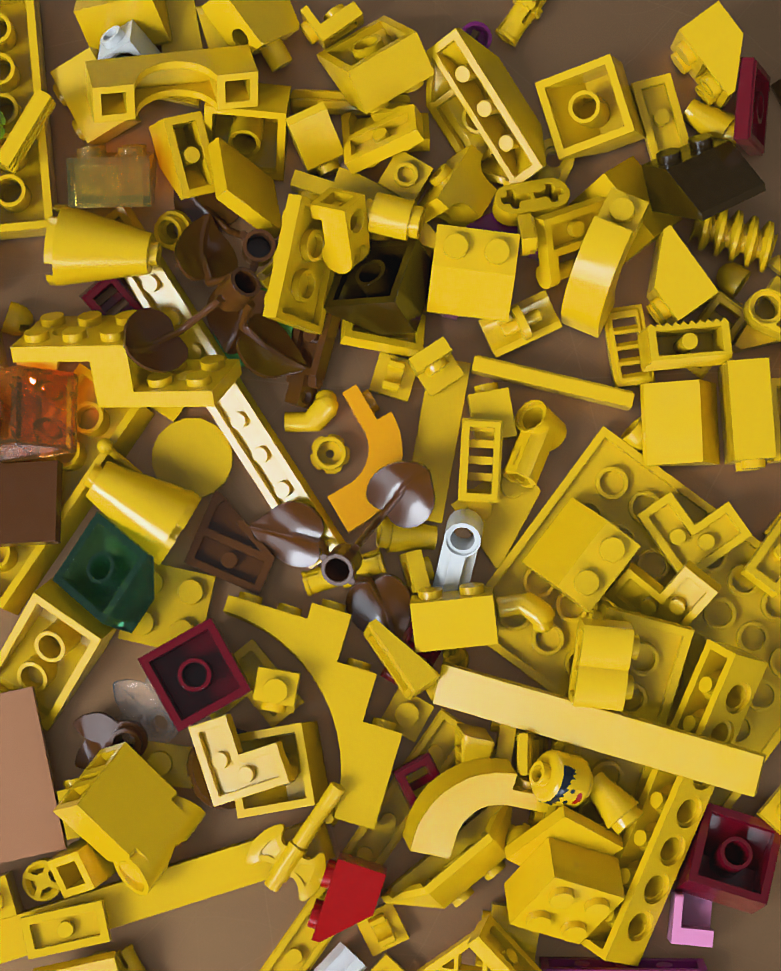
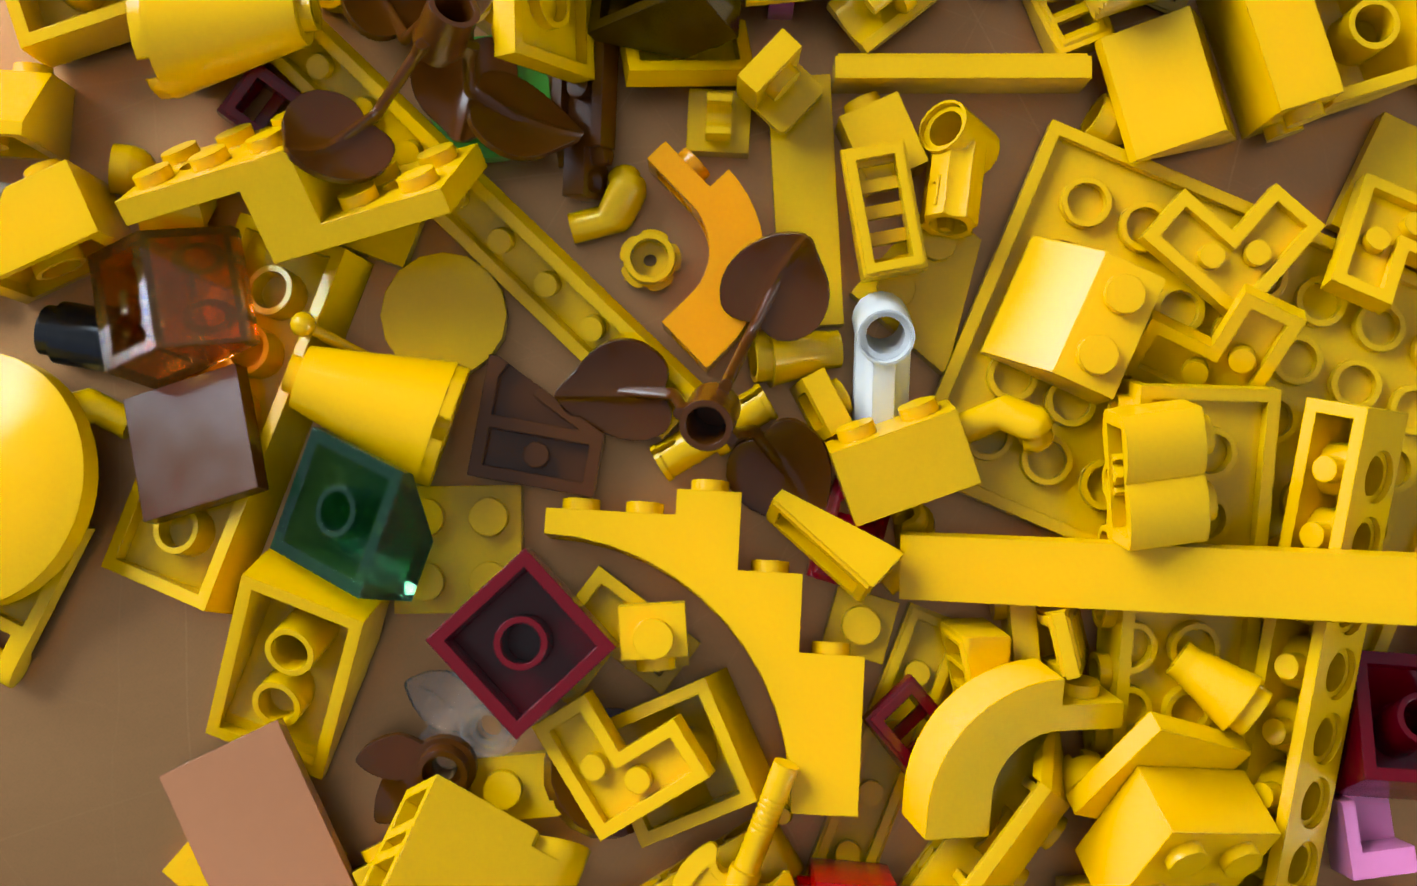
camera: 15 degrees left, 0 degrees up
(561, 779) = (1134, 670): yellow head -> none

